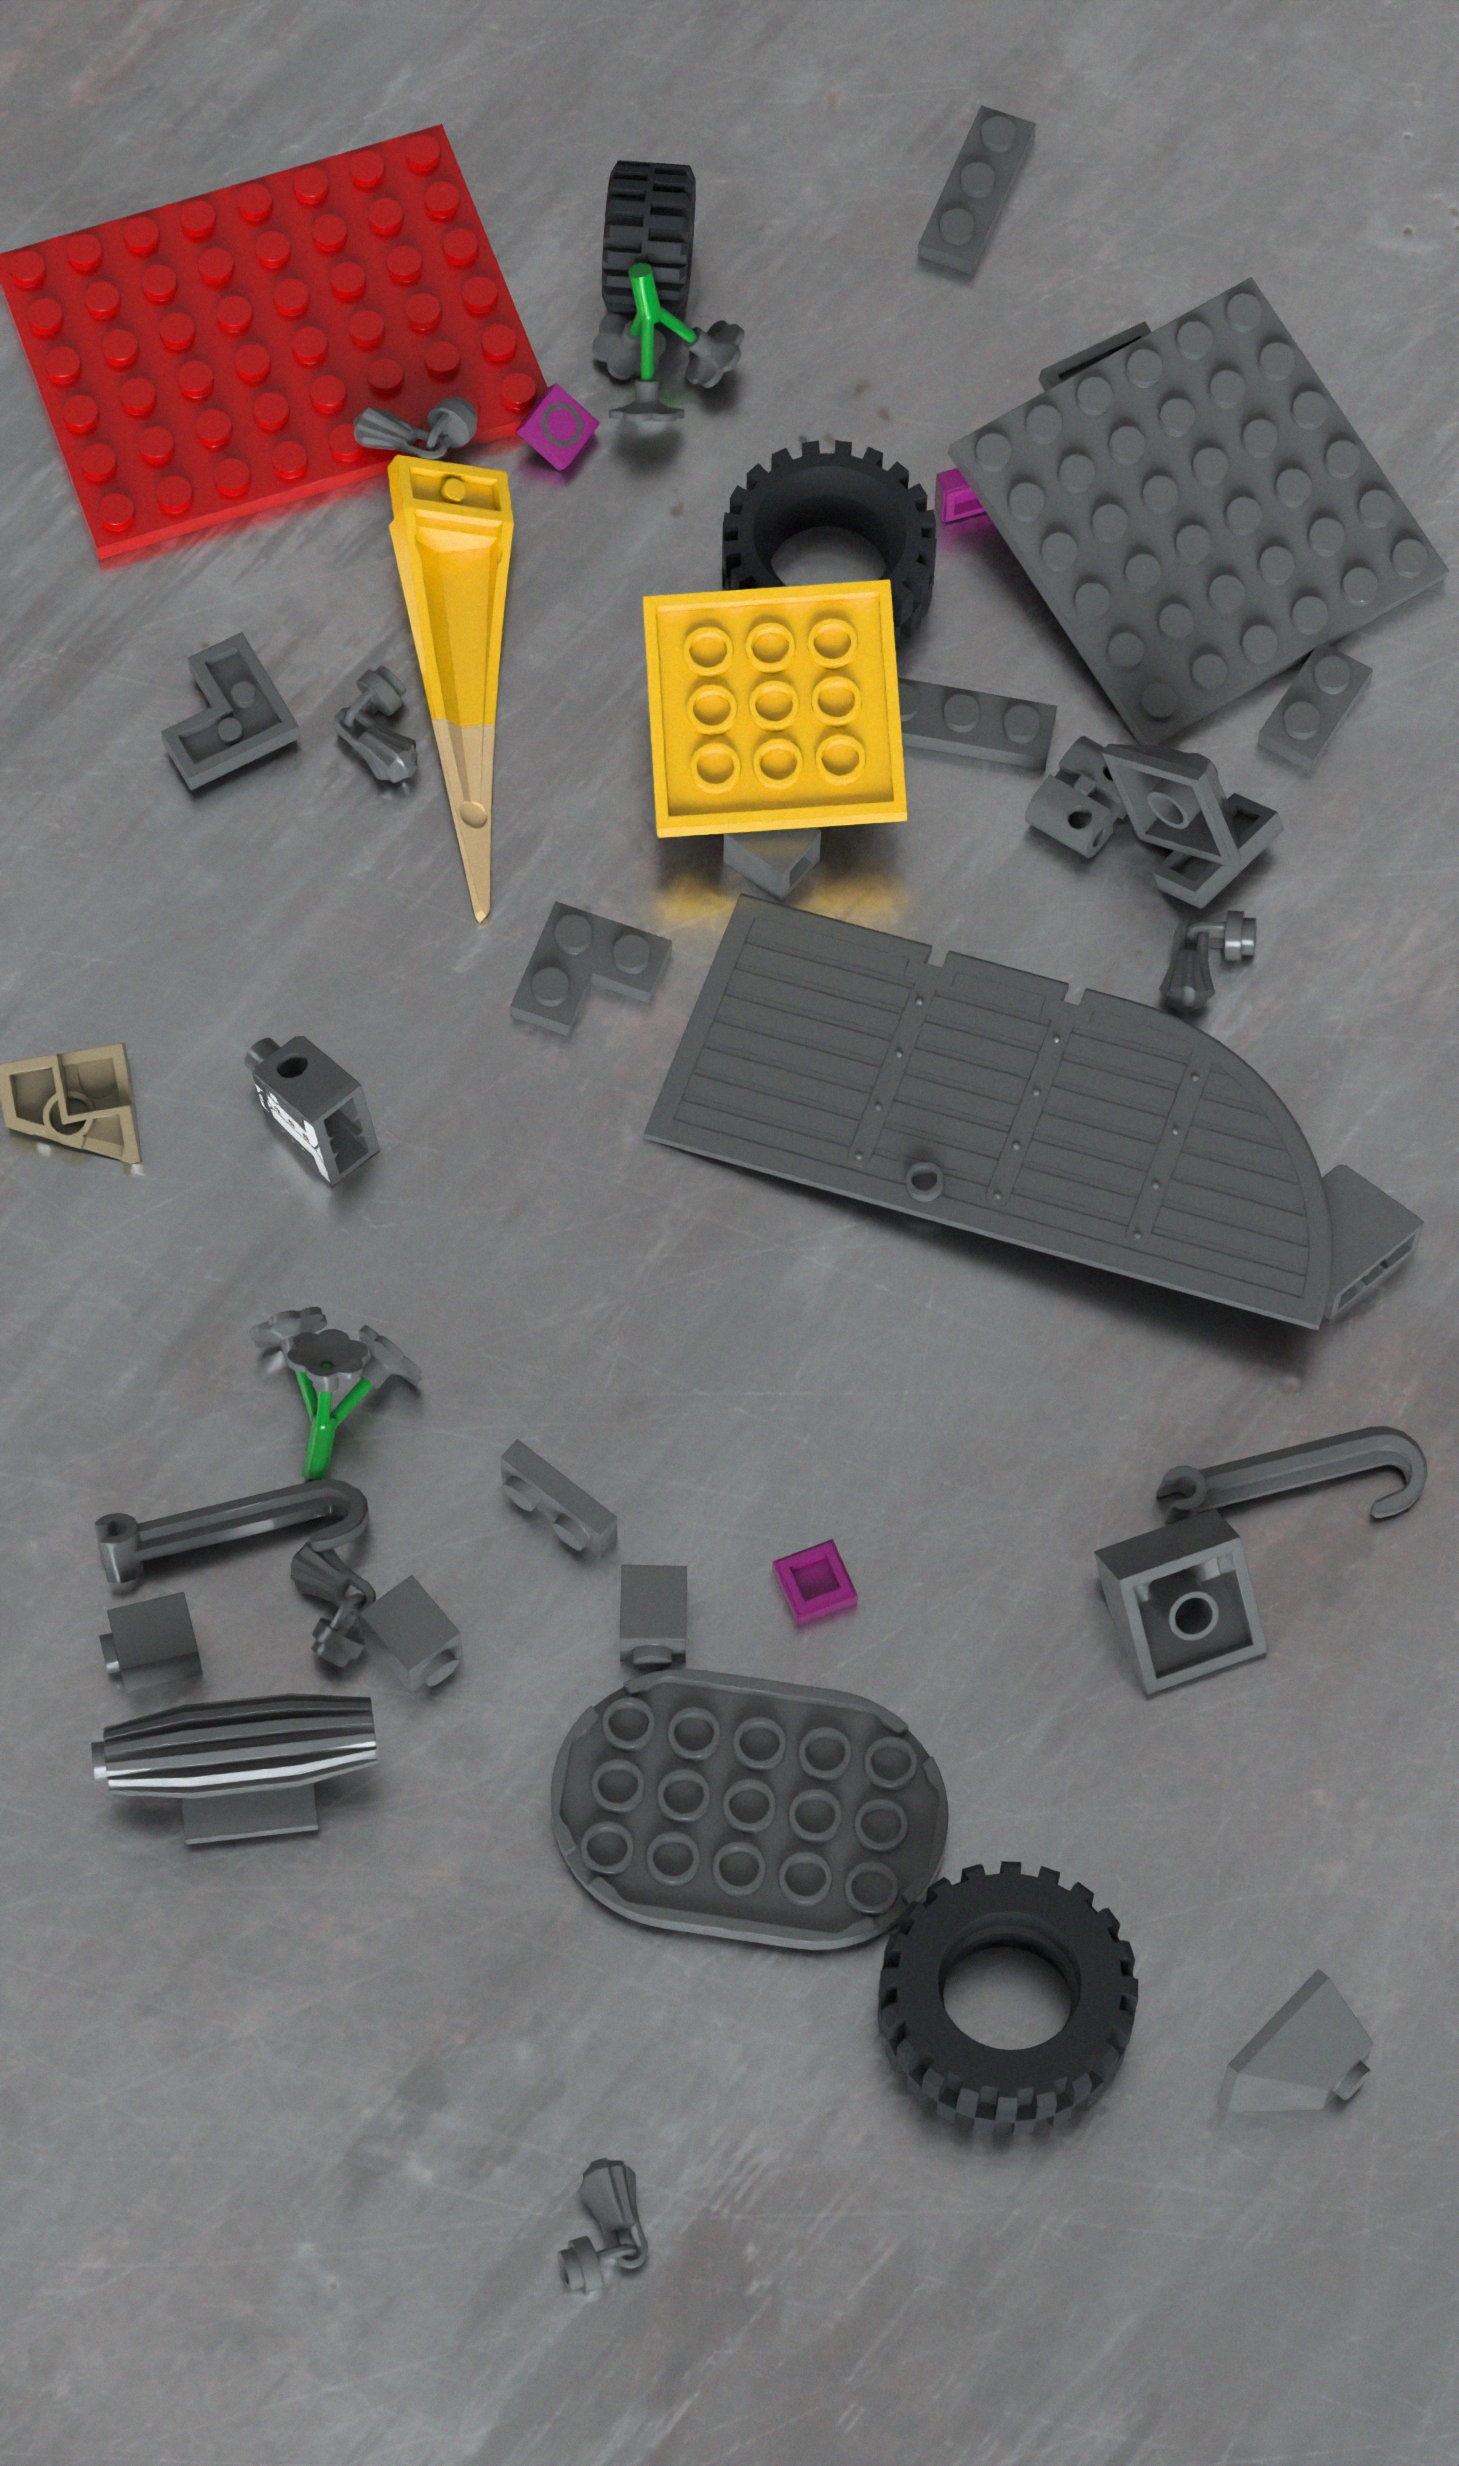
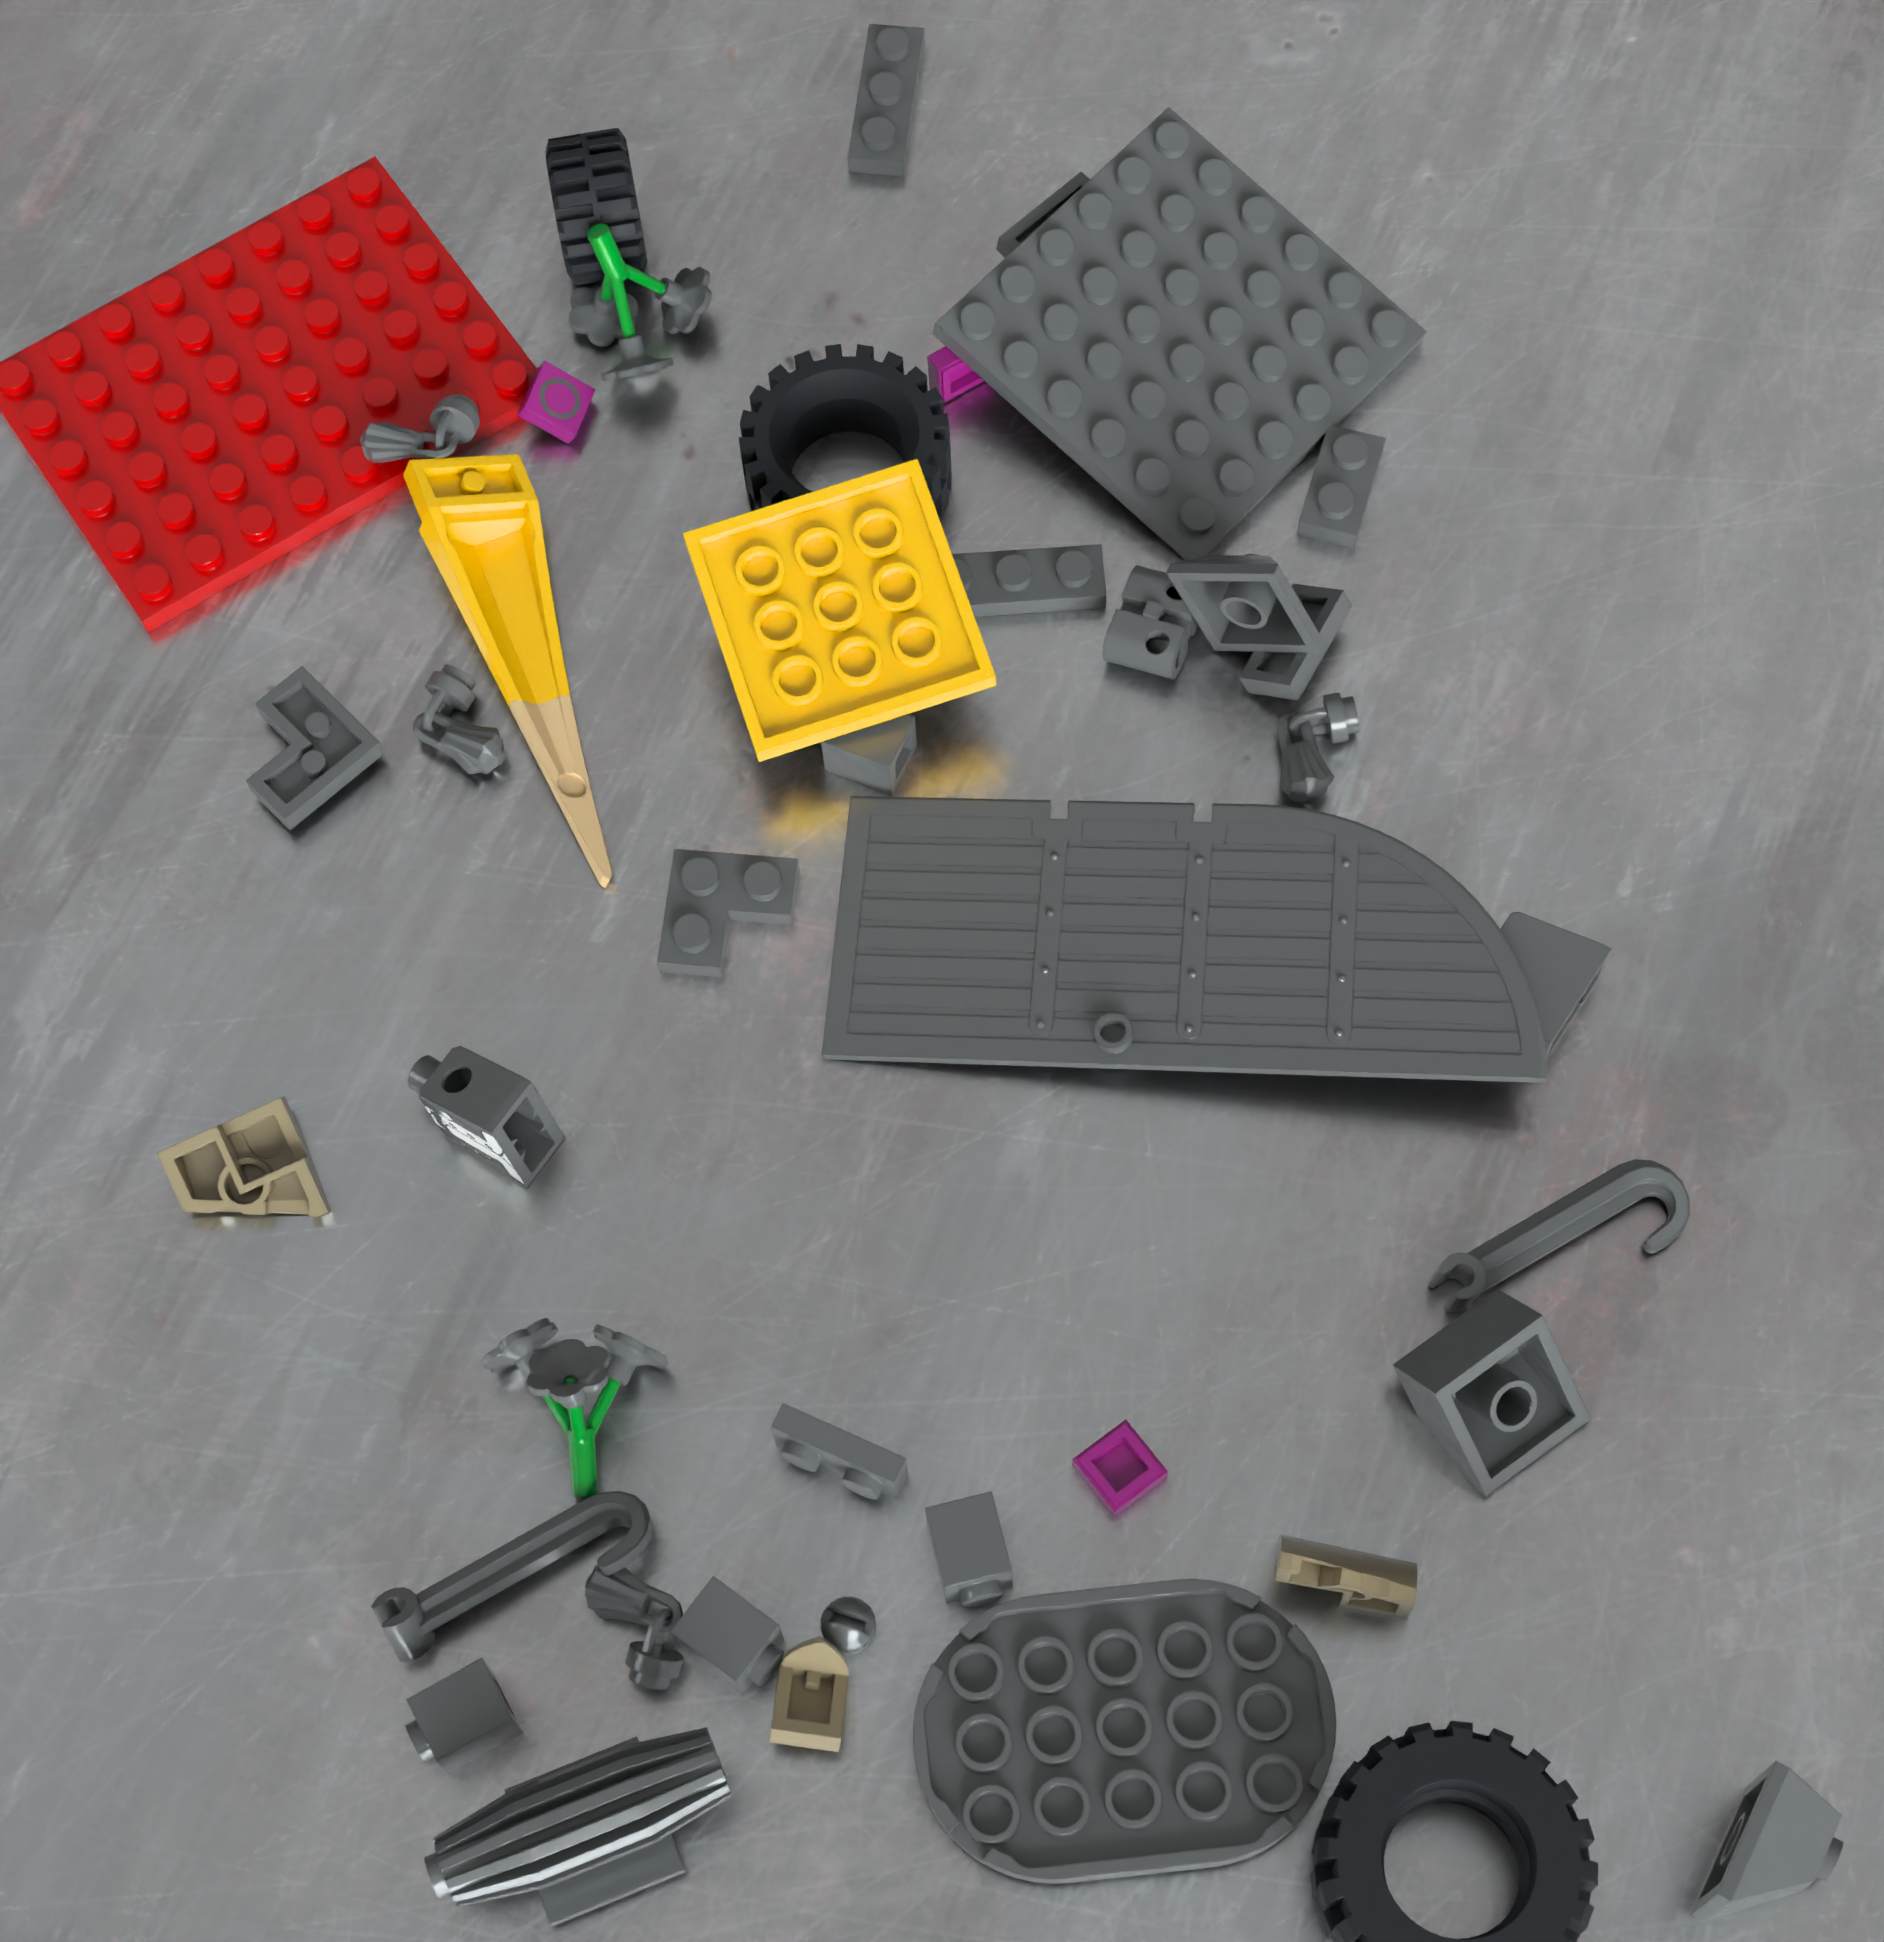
camera: 10 degrees left, 0 degrees up
(472, 1704) = (810, 1696): none -> dark tan plate
(517, 1665) = (843, 1637): none -> dark grey hinge
(1007, 1734) = (1363, 1578): none -> dark tan slope

